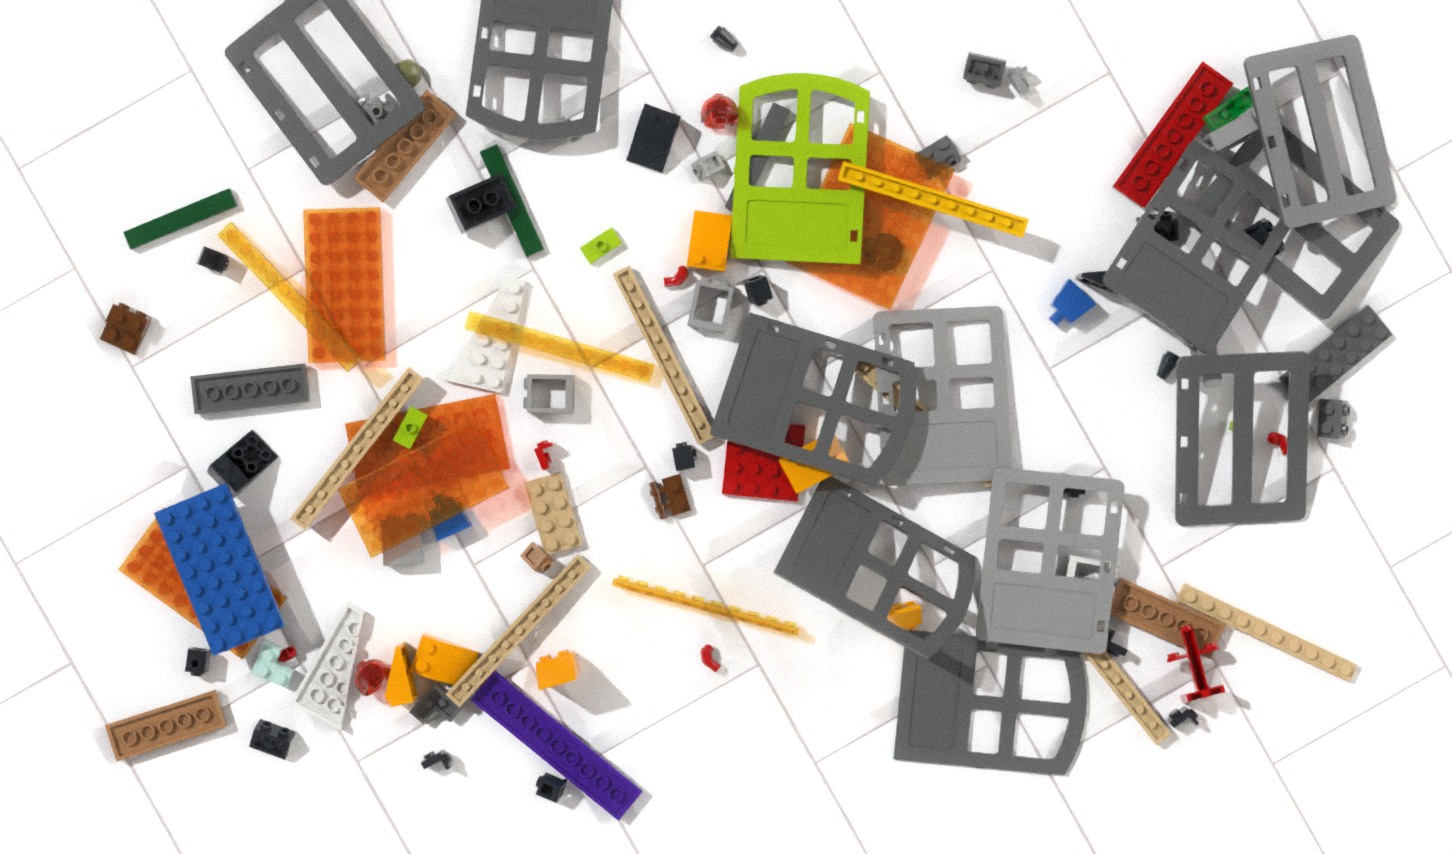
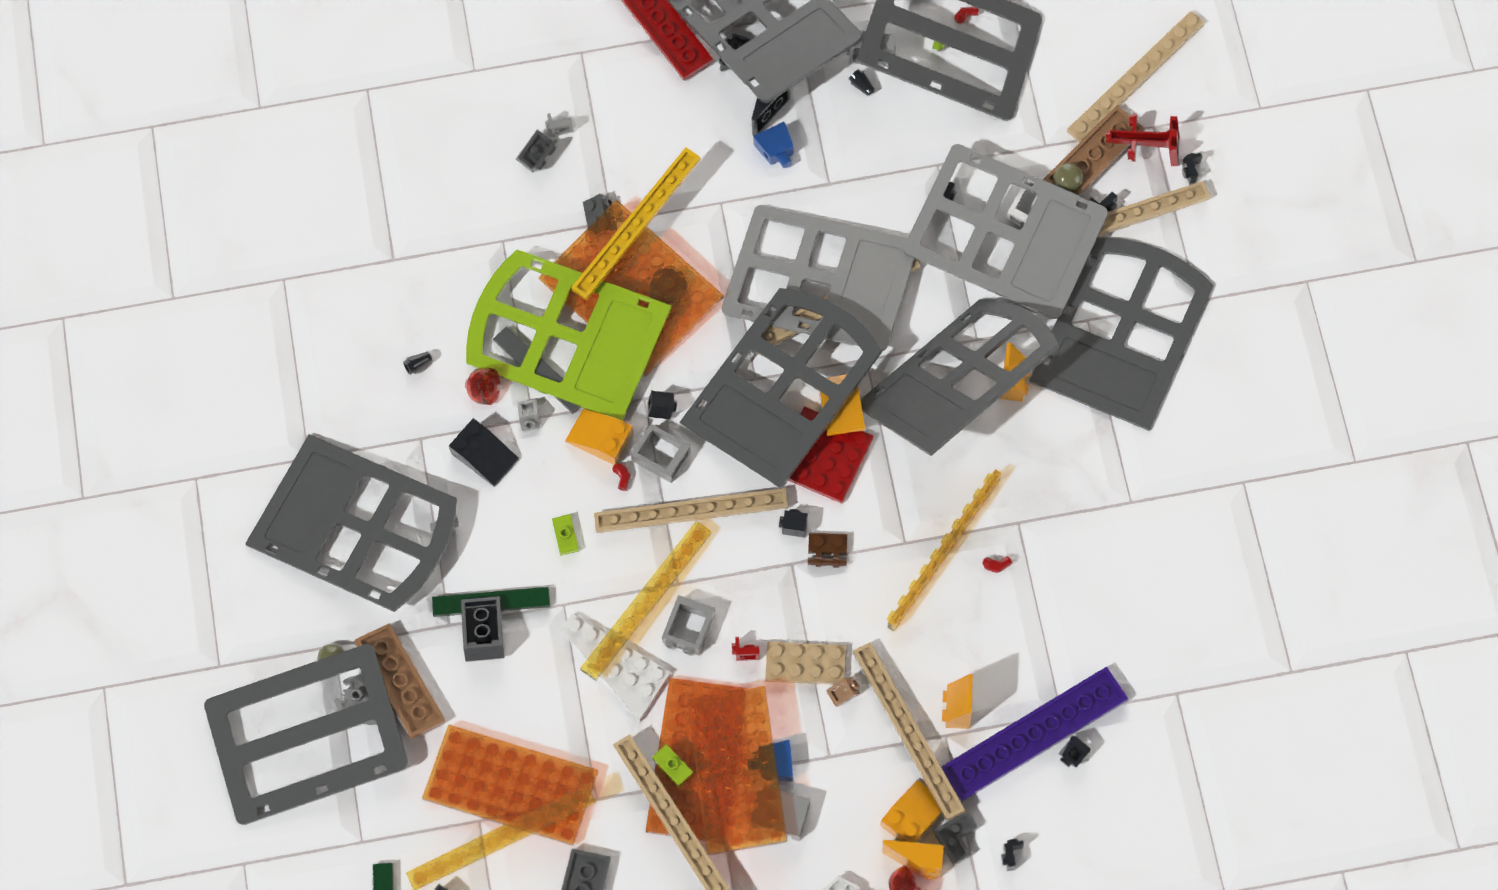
camera: 70 degrees left, 20 degrees down
(1128, 601) = (1068, 177): none -> olive hair

